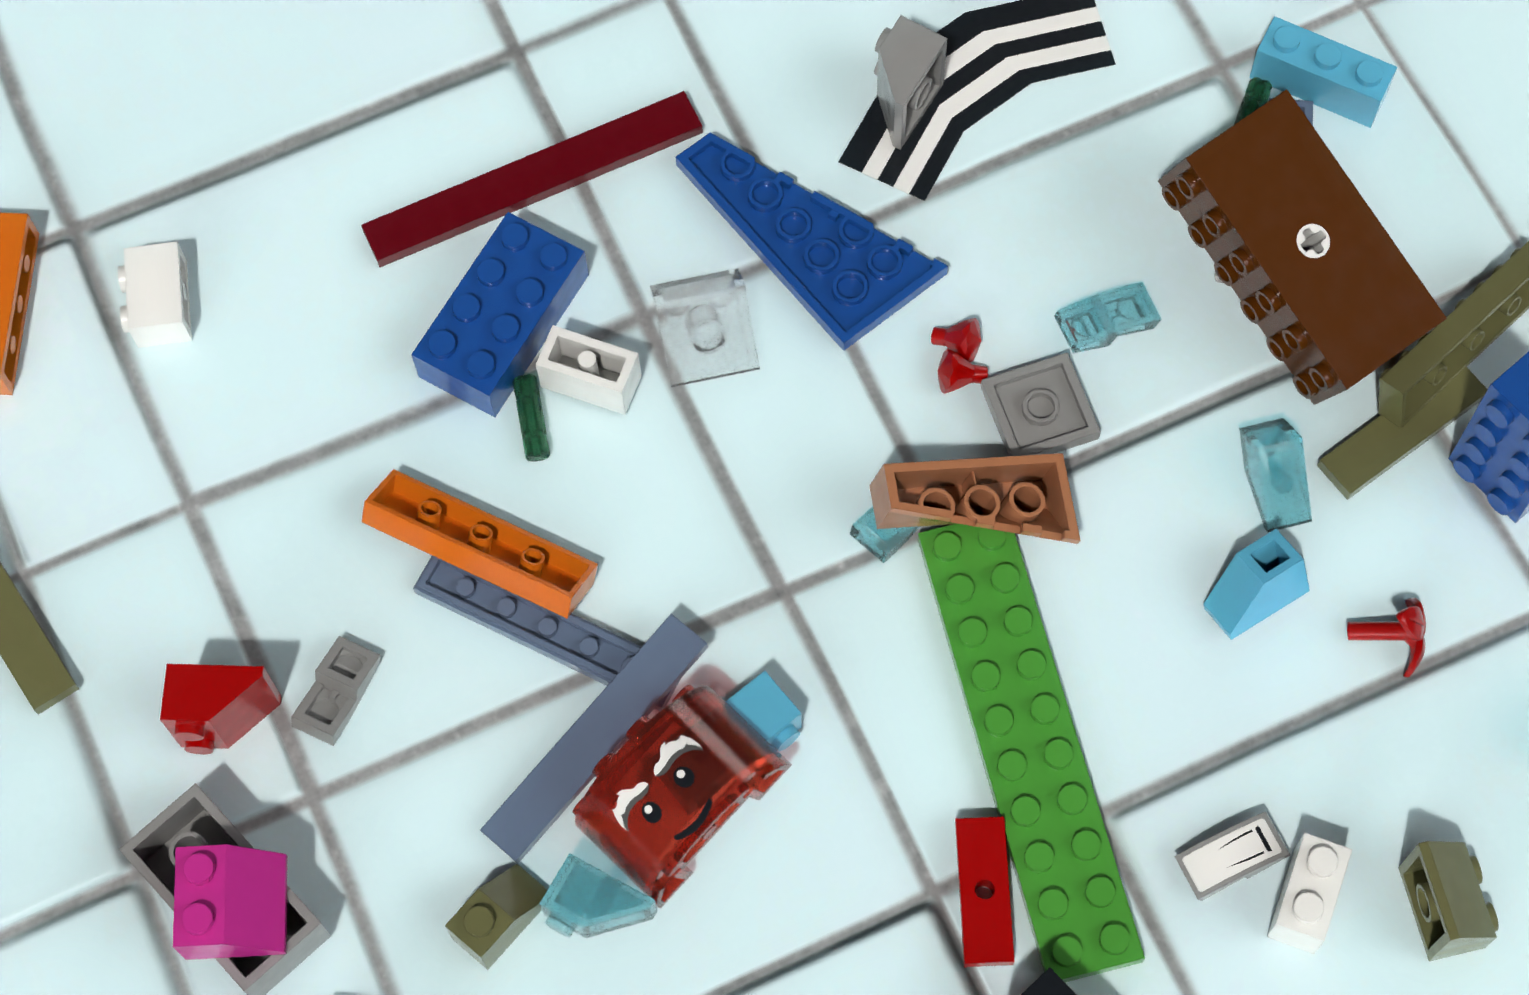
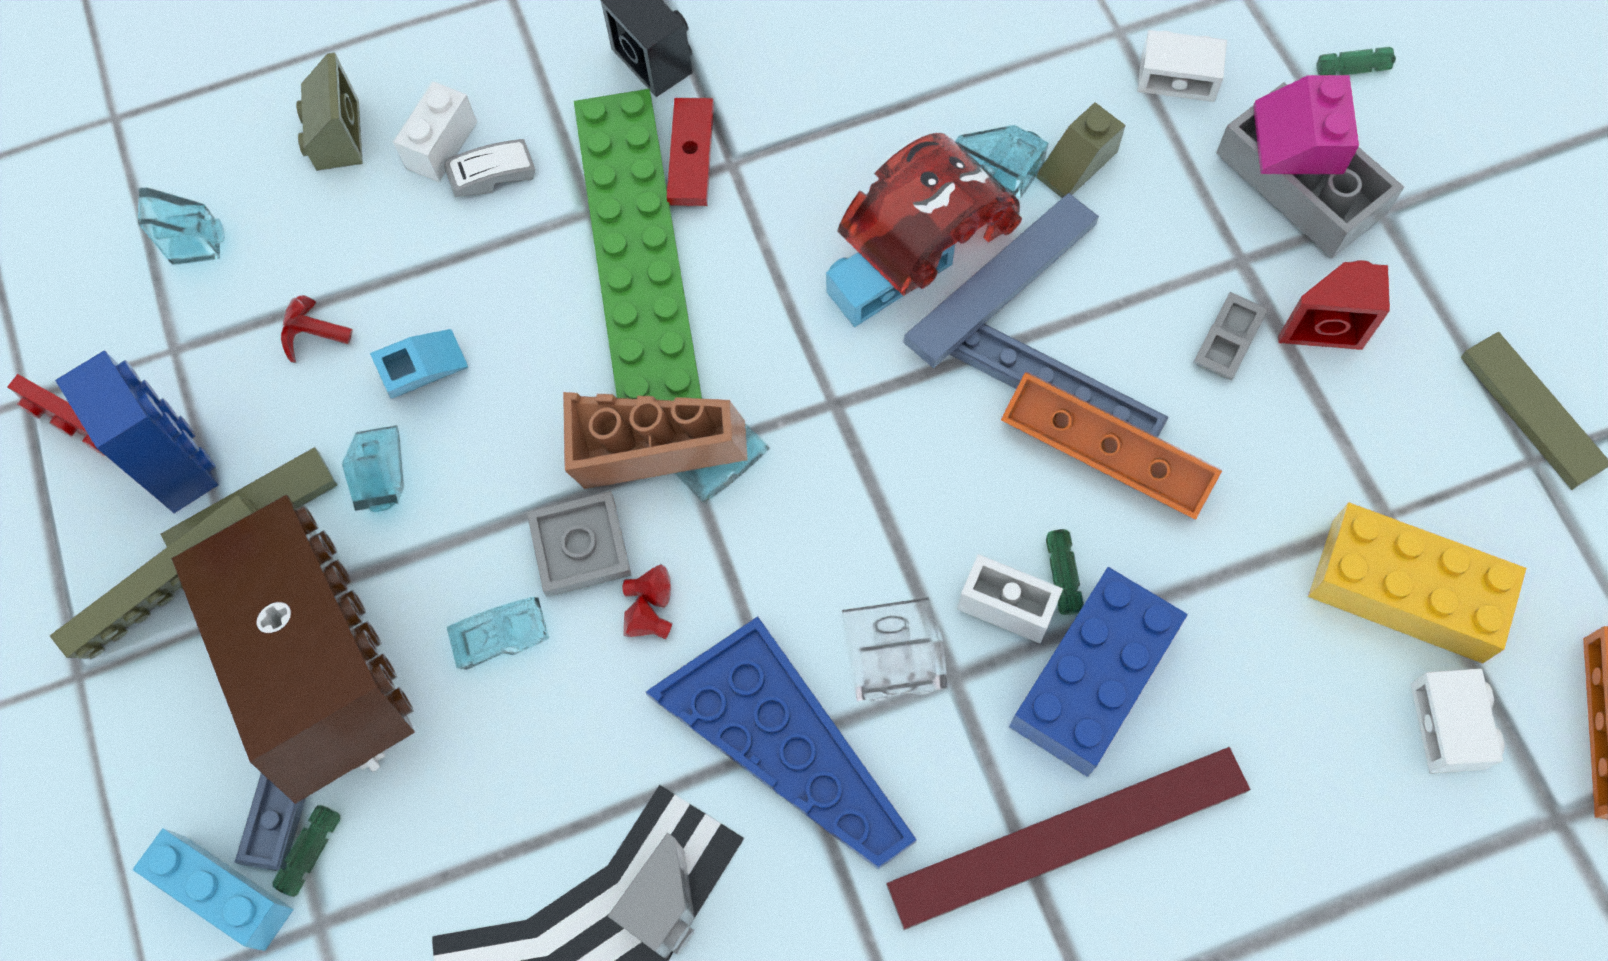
camera: 175 degrees left, 0 degrees up
(175, 419) = (1418, 583): none -> yellow brick

